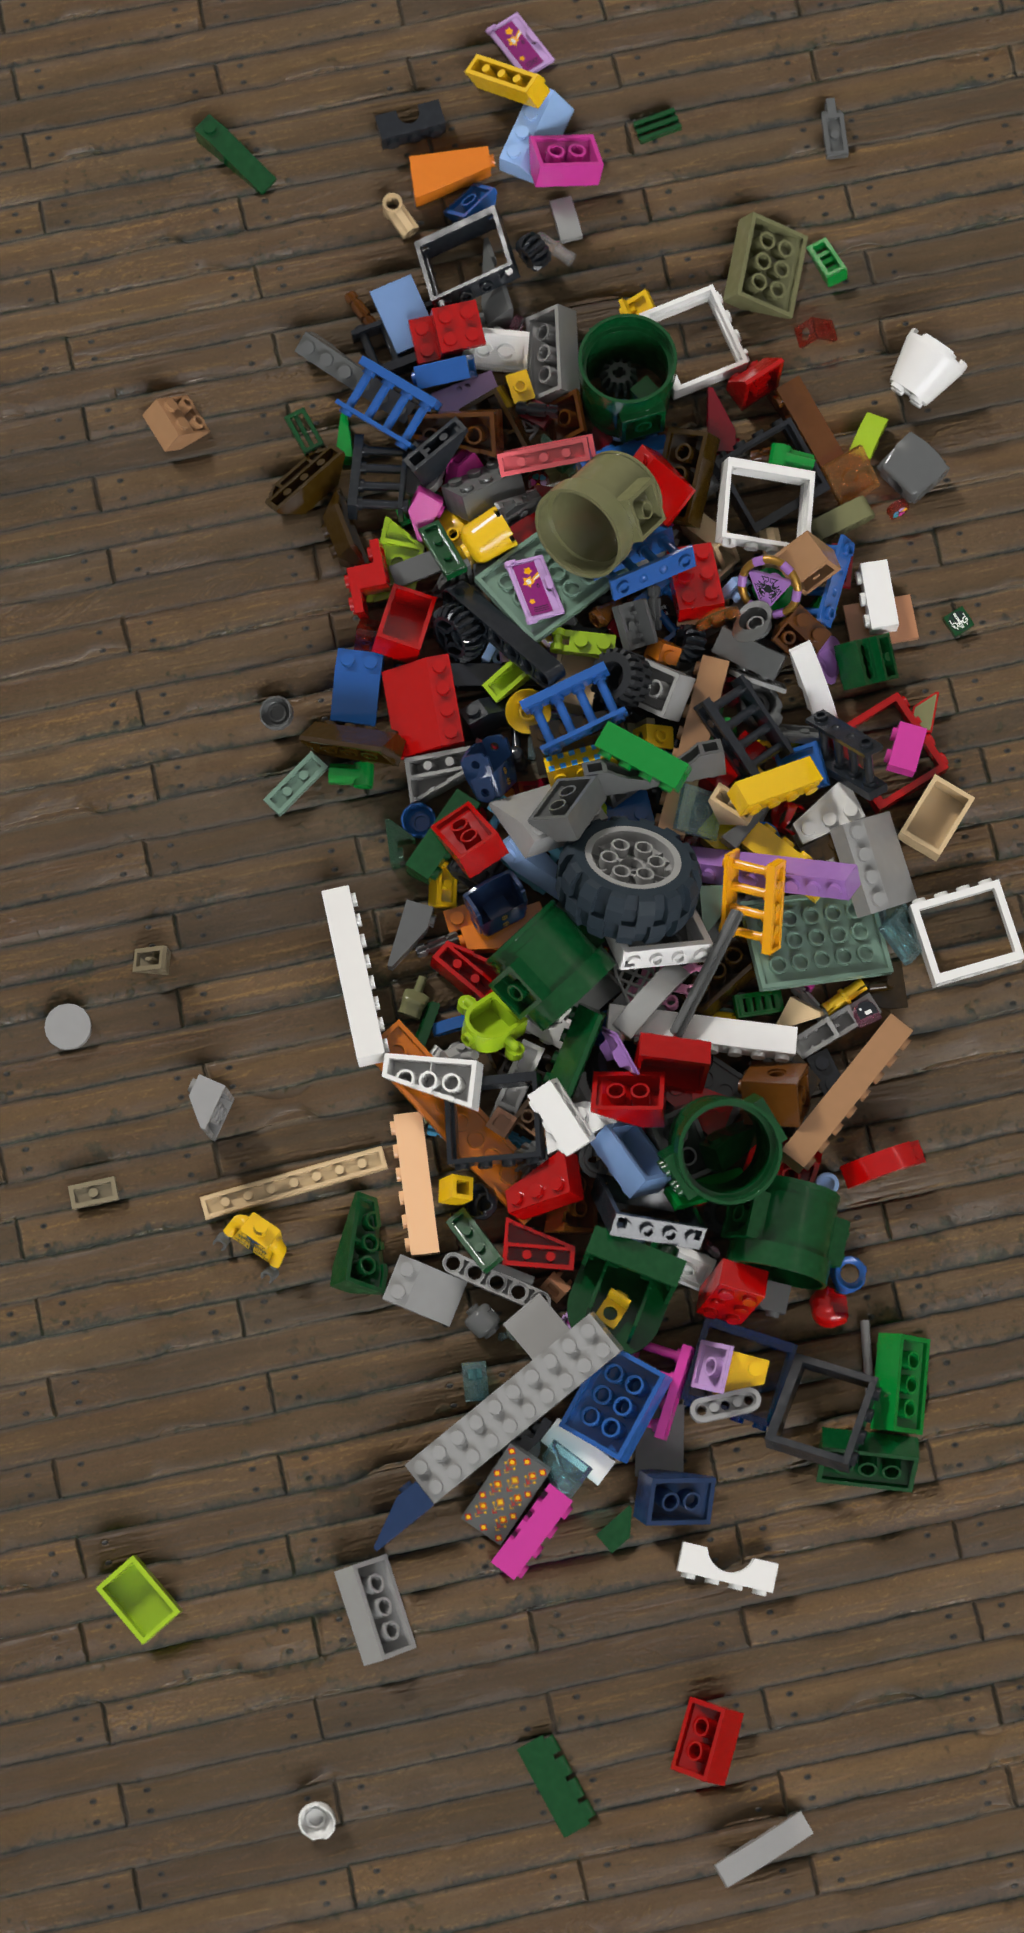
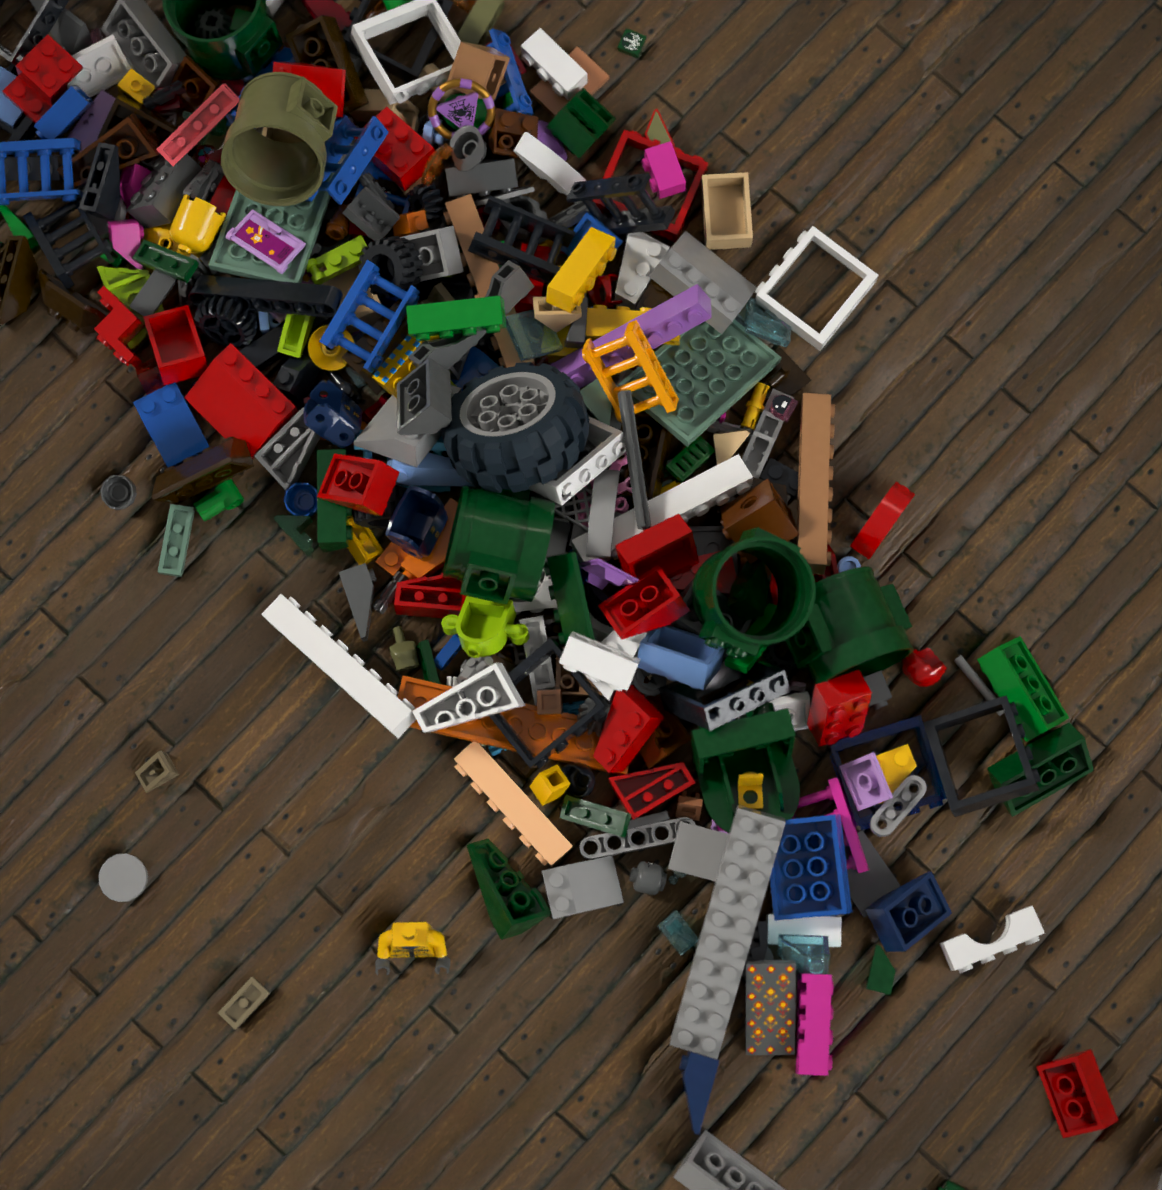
camera: 35 degrees left, 0 degrees up
(210, 1103) = (292, 856): light grey slope -> none
(293, 1183) = (408, 875): tan tile -> none
(658, 735) = (453, 292): yellow bracket -> none
(844, 1287) = (925, 641): blue piece -> none

